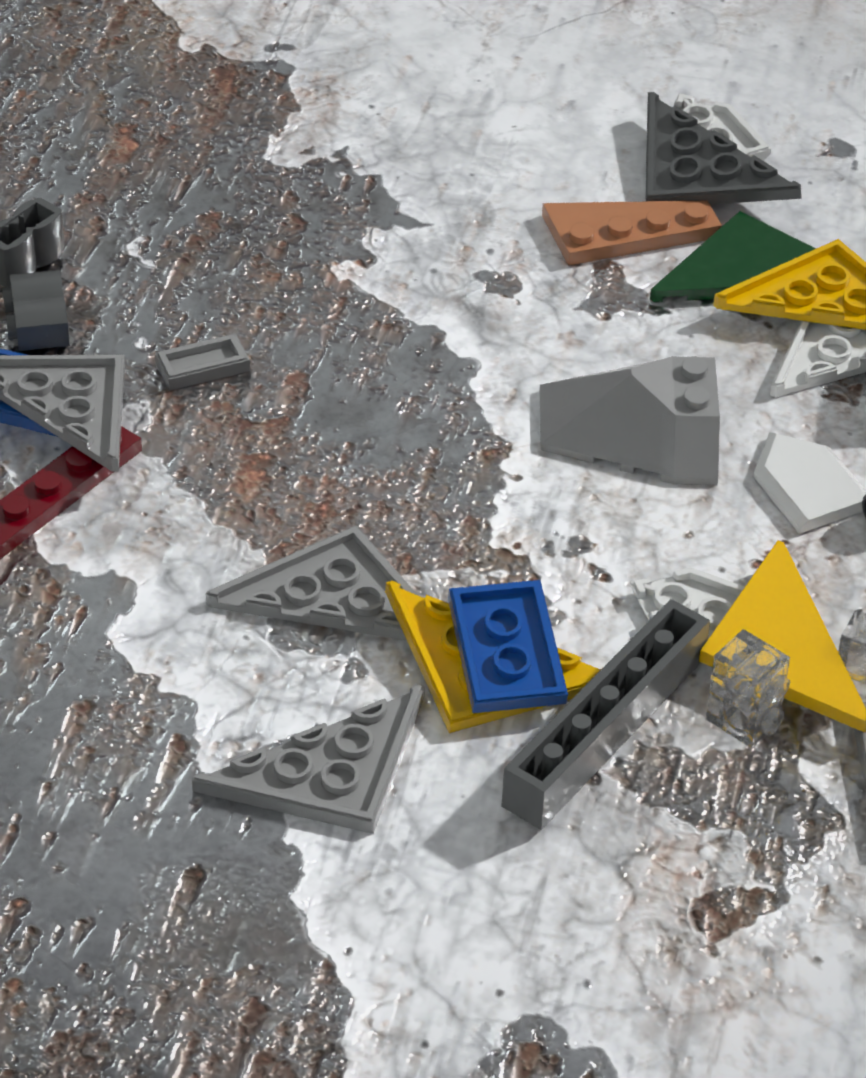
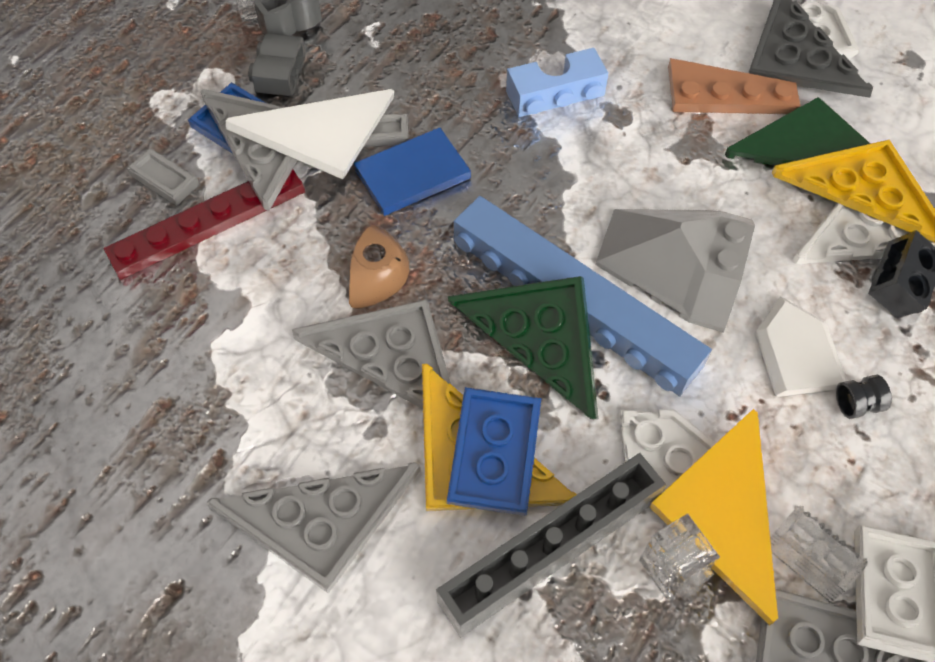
camera: 20 degrees right, 15 degrees up
(143, 371) = (318, 133): none -> white tile
(271, 396) = (412, 171): none -> blue tile
(285, 517) = (376, 280): none -> medium nougat piece
(388, 274) = (535, 91): none -> light blue arch
(509, 520) = (544, 330): none -> dark green tile
(534, 477) = (614, 316): none -> medium blue brick

